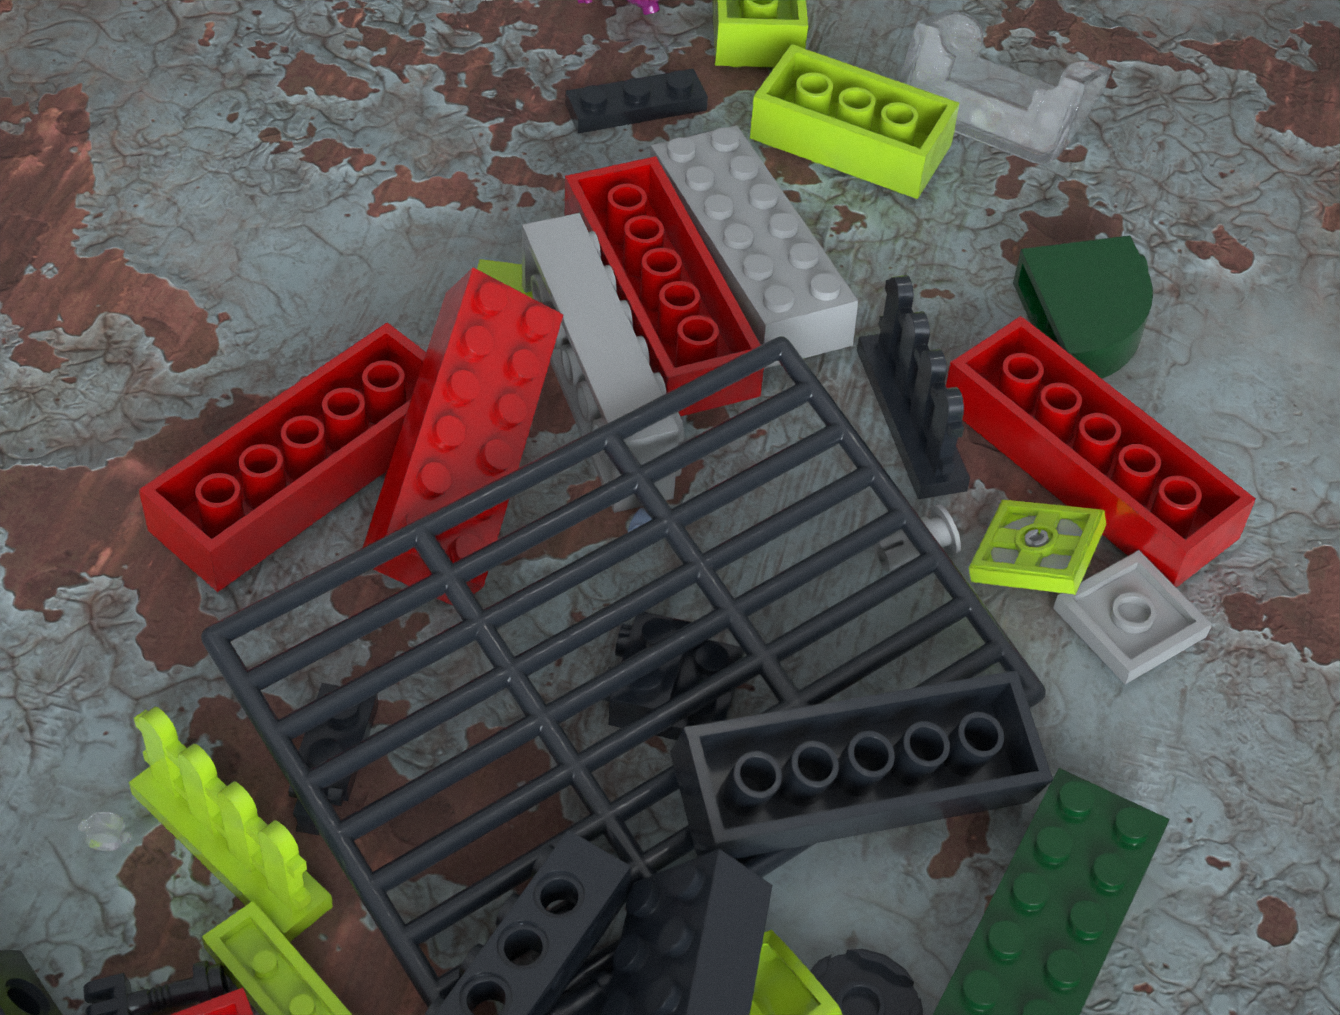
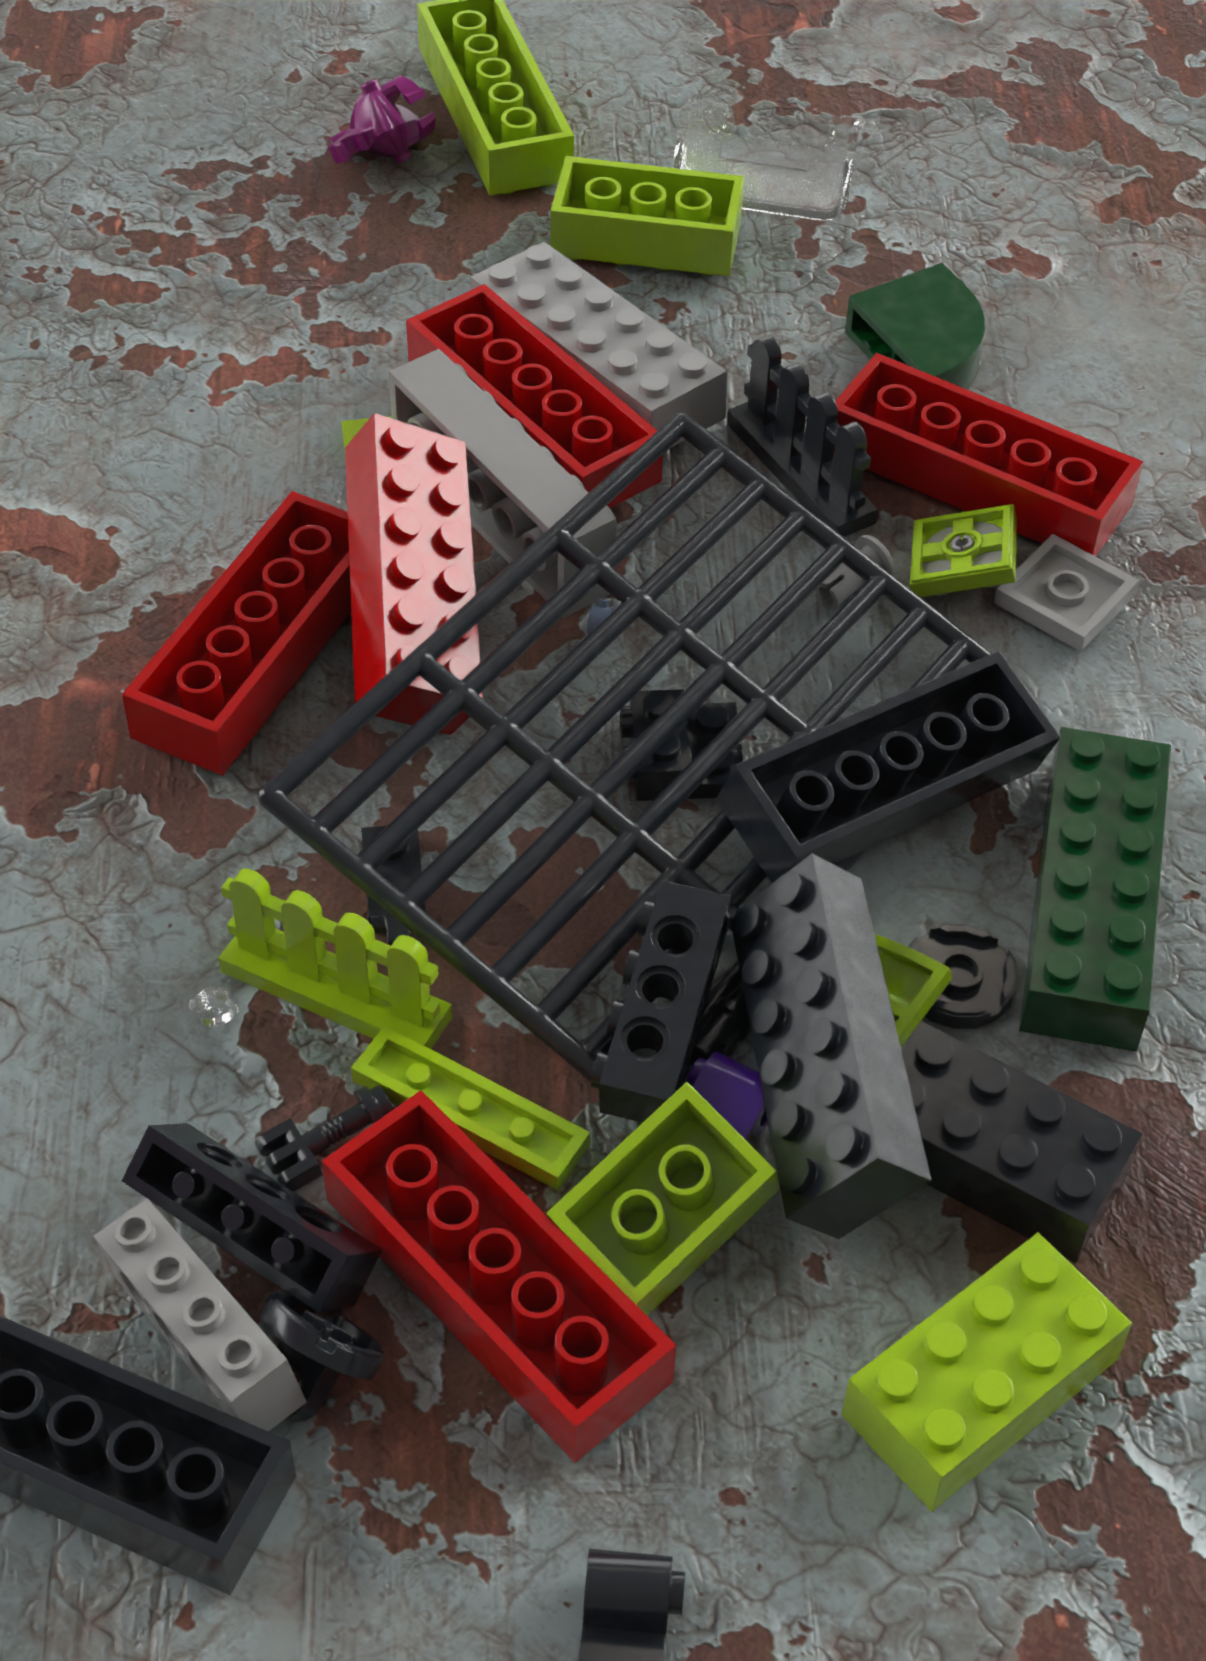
camera: 15 degrees left, 0 degrees up
(636, 100) = (427, 244): black plate -> none

